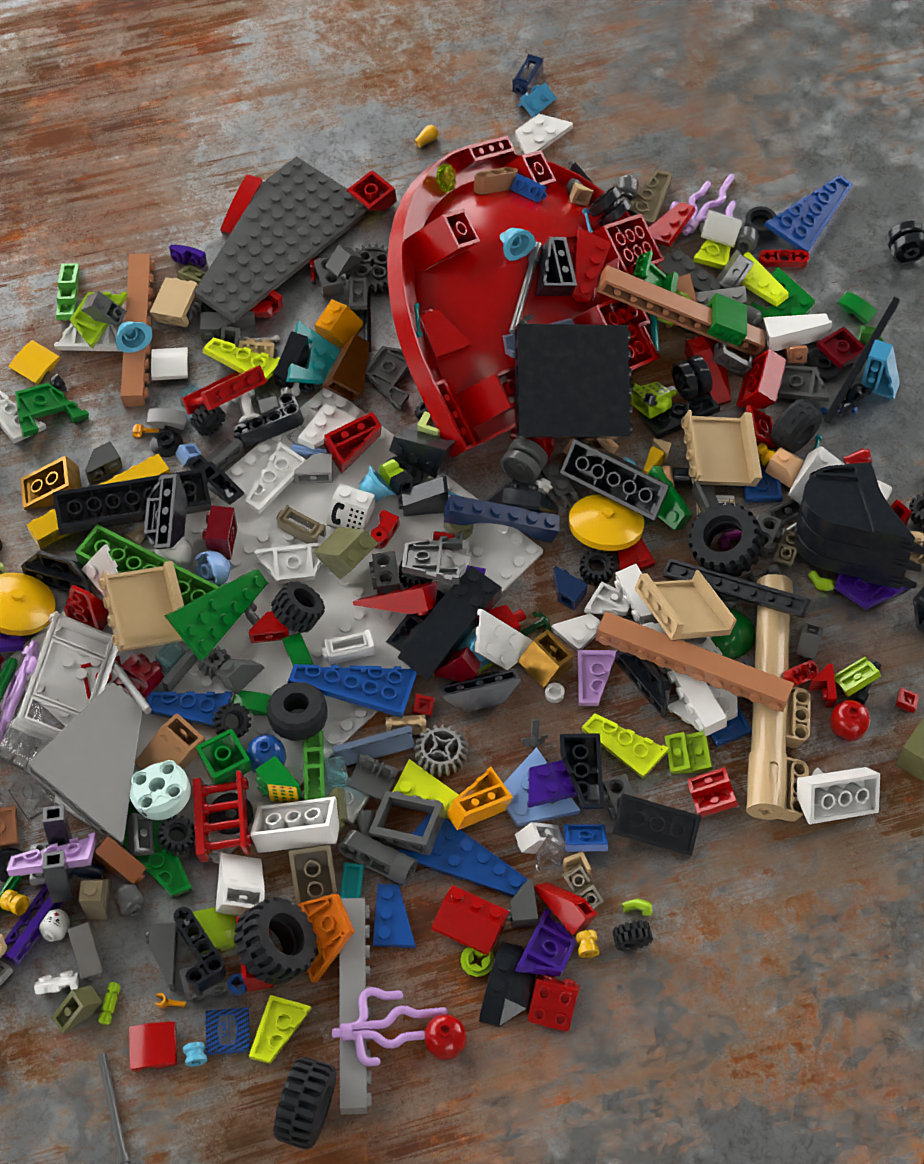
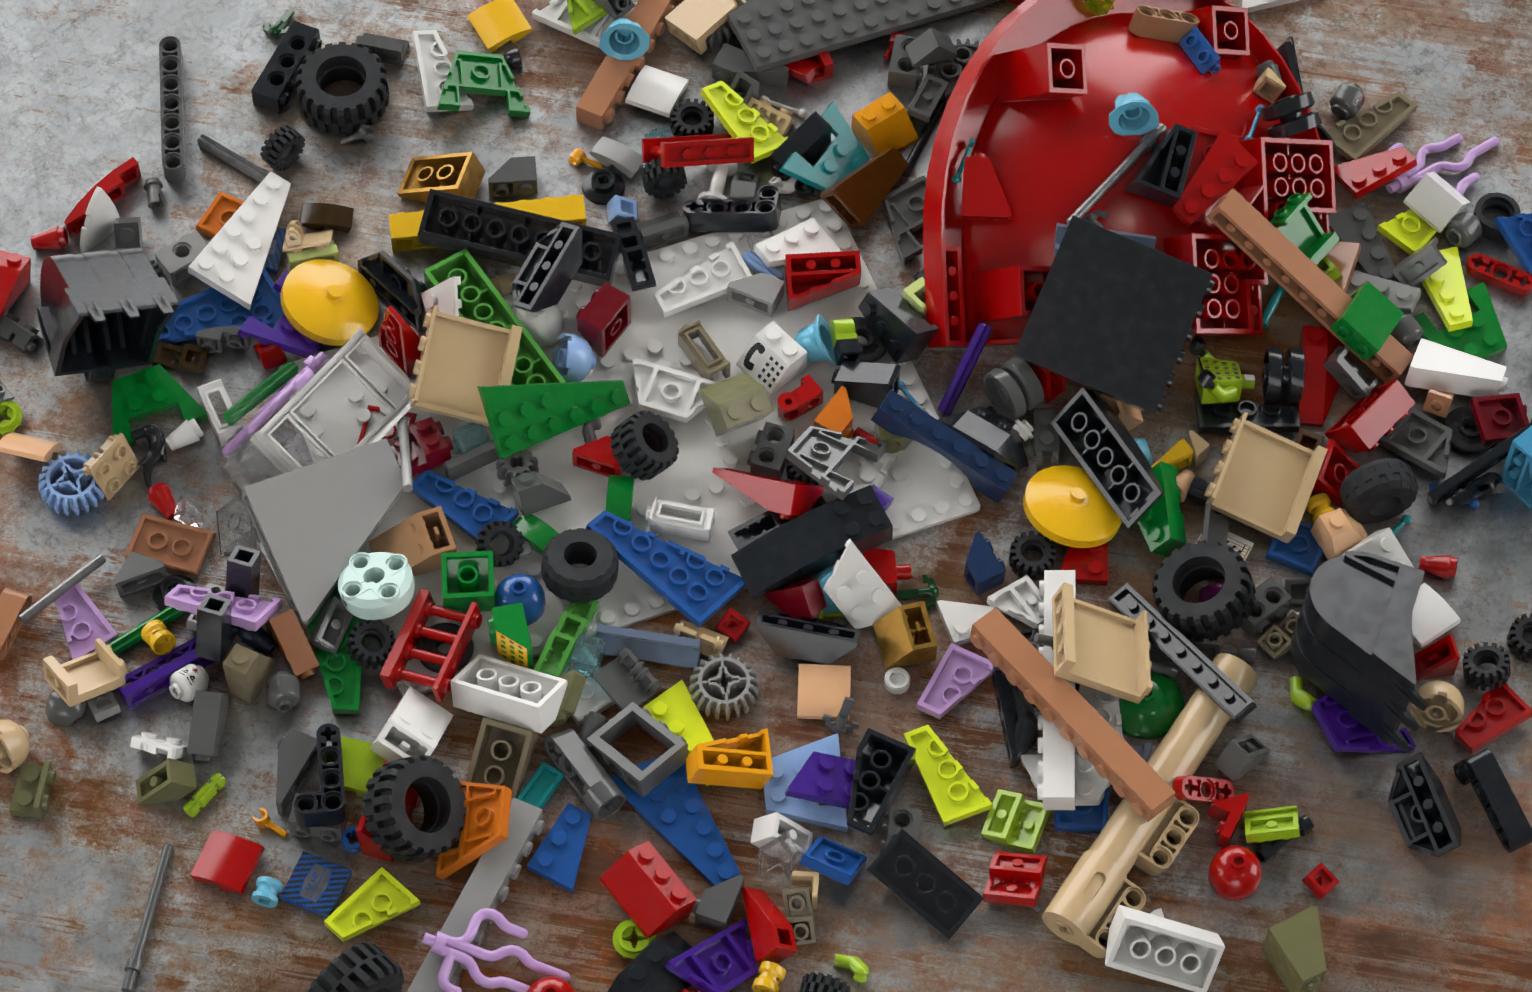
camera: 25 degrees right, 0 degrees up
(201, 366) = (689, 110): none -> black tyre
(417, 528) = (837, 414): none -> orange slope
(484, 461) = (964, 369): none -> dark purple axle
(509, 722) = (822, 690): none -> light nougat slope
(730, 412) = (1309, 439): none -> reddish brown slope

